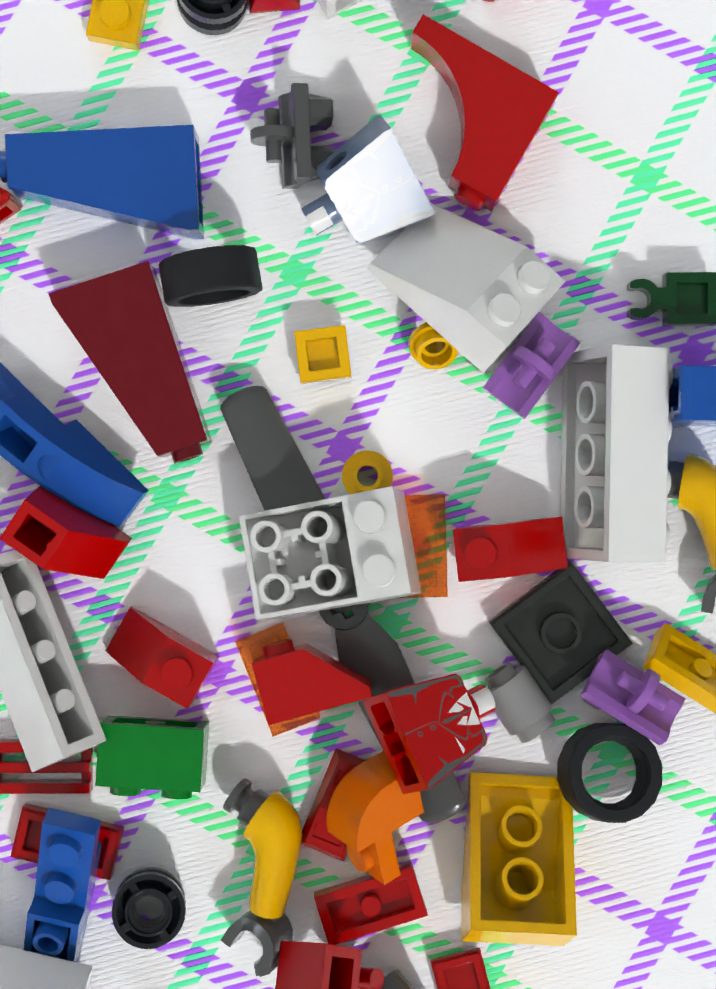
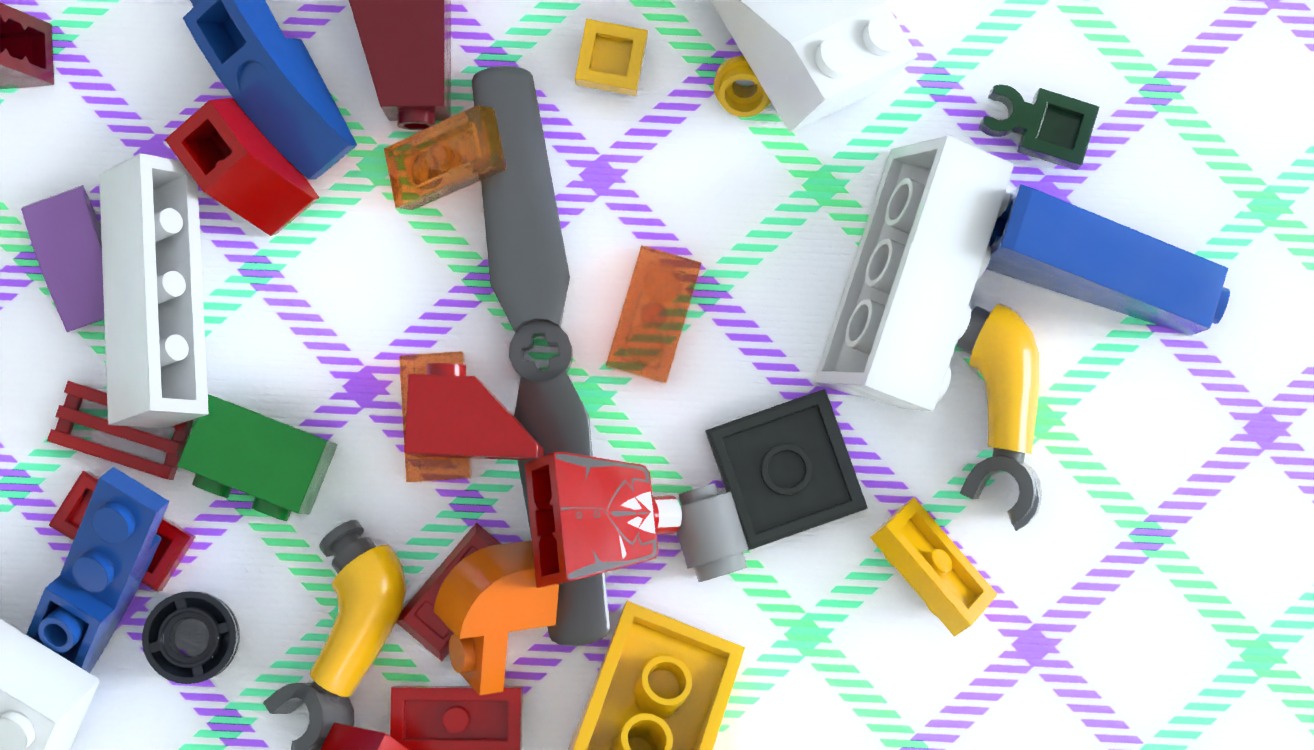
camera: 10 degrees right, 5 degrees down
(161, 657) = (308, 347): red slope -> none
(221, 478) = (445, 158): none -> clear orange plate
(330, 553) = (545, 281): white slope -> none
(362, 459) = (623, 232): yellow plate -> none
(510, 548) = (756, 346): red slope -> none
(531, 365) = (848, 143): medium lavender hips -> none
(632, 696) = (846, 568): medium lavender hips -> none
(647, 781) = (840, 650): black tyre -> none

